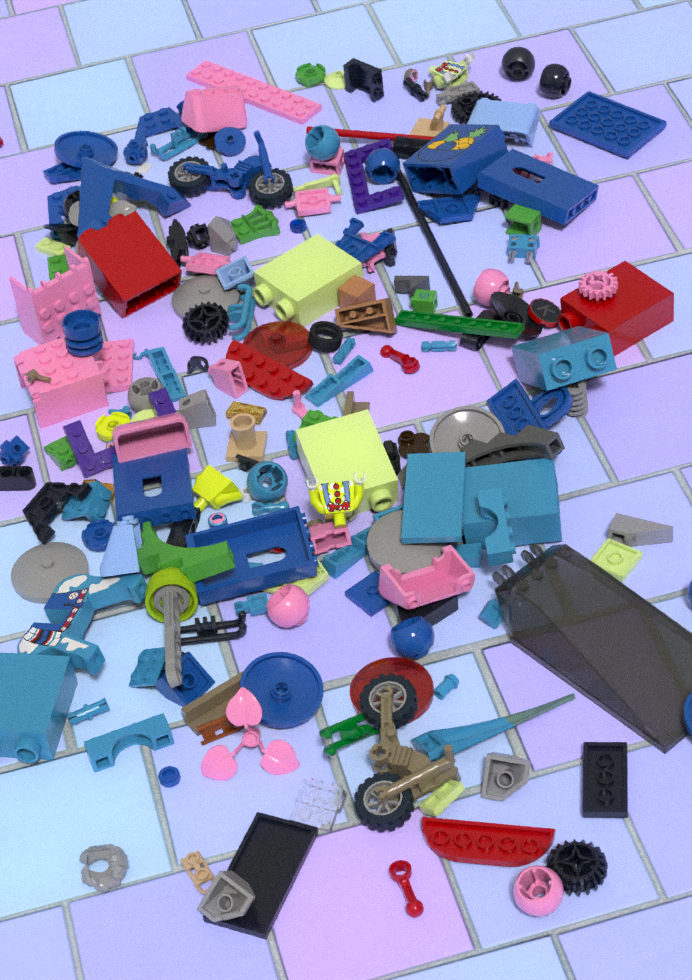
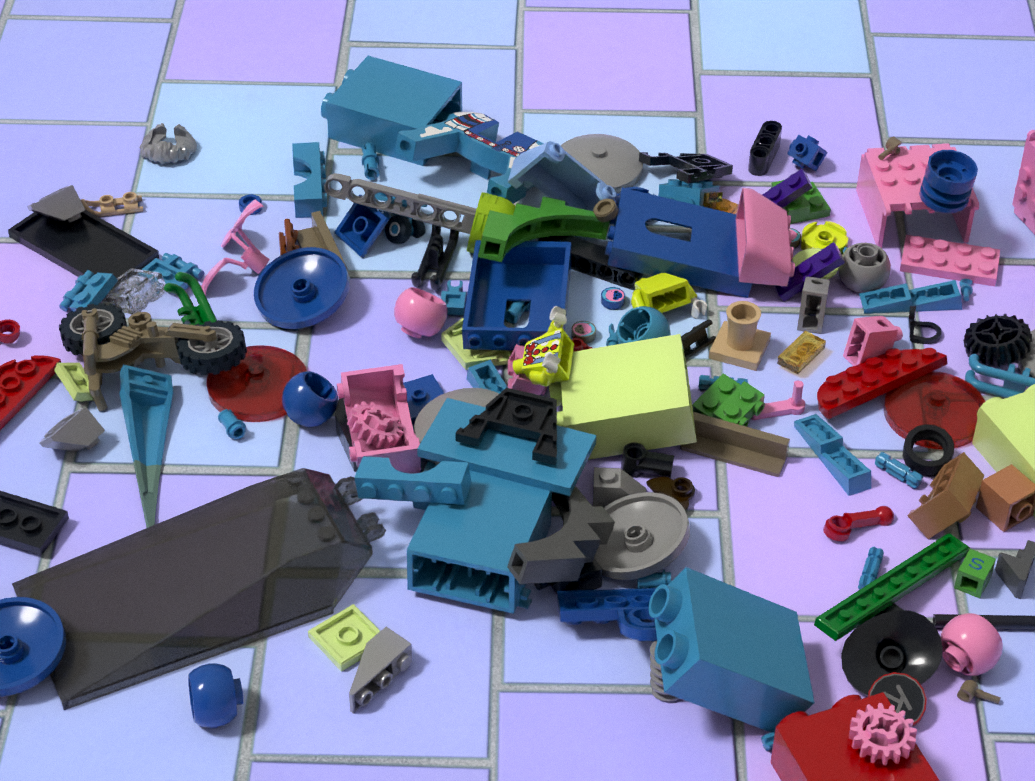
camera: 100 degrees right, 0 degrees up
(148, 517) = (605, 210): none -> dark tan tile
(286, 795) = (171, 265): none -> dark azure plate
(336, 826) = (88, 290): none -> dark azure plate
(410, 487) = (520, 415): none -> black wing
(433, 580) = (375, 424): none -> bright pink gear

